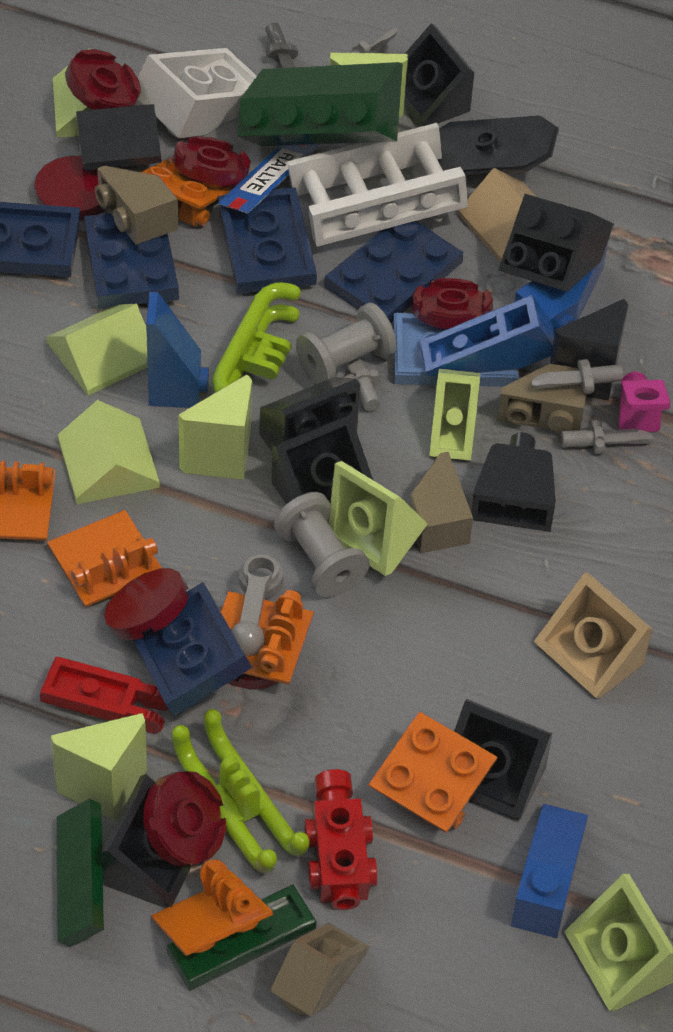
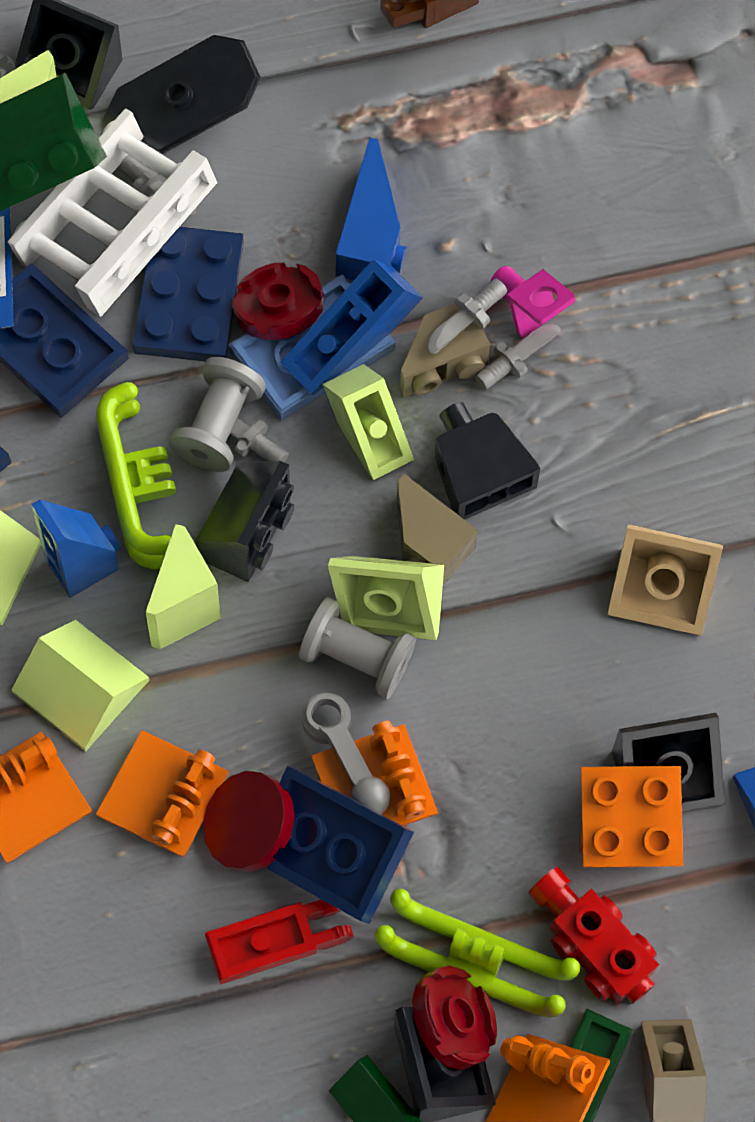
camera: 35 degrees left, 15 degrees up
(101, 762) = (344, 1021): yellowish green slope -> none
(309, 459) = (293, 567): black slope -> none
(494, 210) = (258, 164): tan slope -> none
(554, 243) = (341, 182): black slope -> none
(592, 338) = (457, 268): black slope -> none

